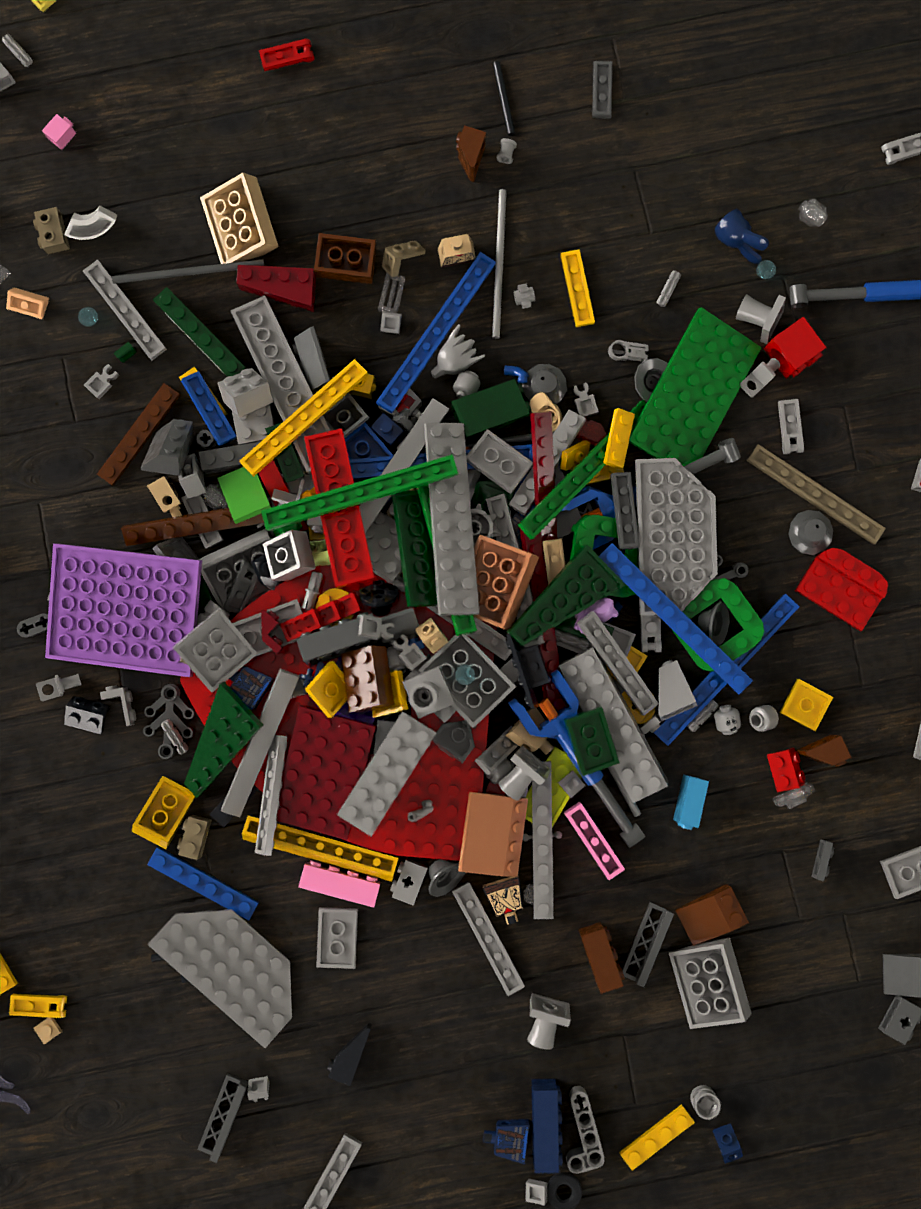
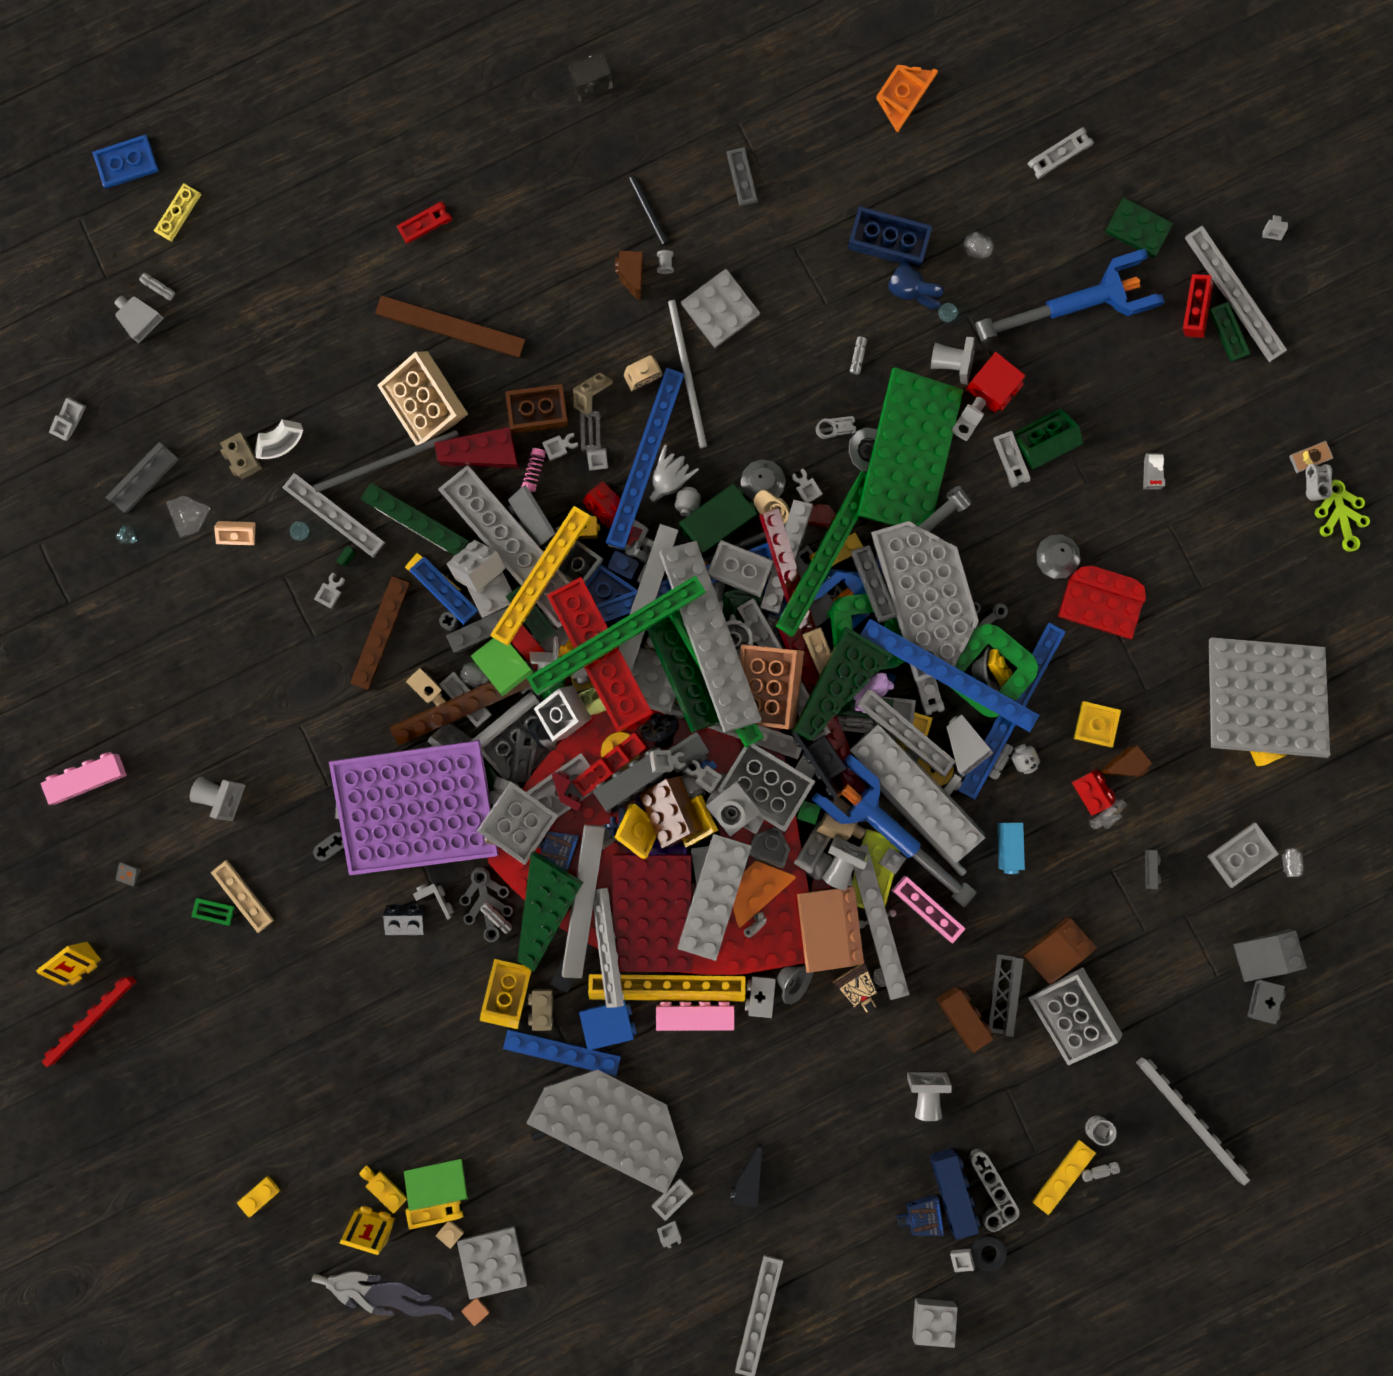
camera: 20 degrees left, 0 degrees up
(46, 979) = (435, 1185): none -> bright green tile
(52, 1111) = (475, 1311): none -> nougat tile
(59, 131) = (221, 356): bright pink brick -> none
(59, 686) = (369, 898): light grey bracket -> none
(80, 1068) = (492, 1262): none -> light grey plate
(169, 448) = (416, 639): dark grey slope -> none
(192, 477) = (444, 660): light grey brick -> none
(228, 1122) = (645, 1308): dark grey fence -> none
(252, 869) = (607, 1025): none -> blue brick
(271, 1055) = (673, 1199): none -> light grey plate
(284, 160) = (450, 327): none -> reddish brown tile
(312, 590) = (594, 741): light grey axle -> none
(336, 302) = (538, 453): none -> bright pink piece
(337, 938) = (706, 1070): light grey tile -> none
(355, 300) = (557, 447): none -> light grey plate
(384, 365) = (602, 503): none -> red bracket
(431, 635) = (721, 753): tan brick -> none
(431, 776) = (757, 888): none -> orange wing
(465, 674) = (763, 782): clear light blue plate -> none
(488, 938) = (852, 1031): light grey plate -> none
(502, 715) = (808, 812): none -> green brick
(517, 371) = (733, 475): blue arm -> none
(524, 296) = (720, 399): light grey gear -> none
(547, 209) = (720, 308): none -> light grey plate
(574, 454) = (811, 542): yellow plate -> none
(577, 288) = (770, 378): yellow plate -> none
(591, 741) = (901, 814): dark green plate -> none
(618, 438) = (849, 515): yellow plate -> none
(694, 1141) = (1100, 1171): none -> light grey axle
(725, 624) = (998, 667): none -> yellow plate
(728, 181) = (889, 237): none -> dark blue brick
(728, 1143) = (1133, 1164): dark blue bracket -> none
(763, 718) = (1059, 748): light grey head -> none
(779, 48) = (904, 92): none -> orange wing
(802, 1123) = (1200, 1126): none -> light grey plate
(816, 494) = (1053, 518): dark tan tile -> none
(831, 415) = (1048, 438): none -> dark green slope

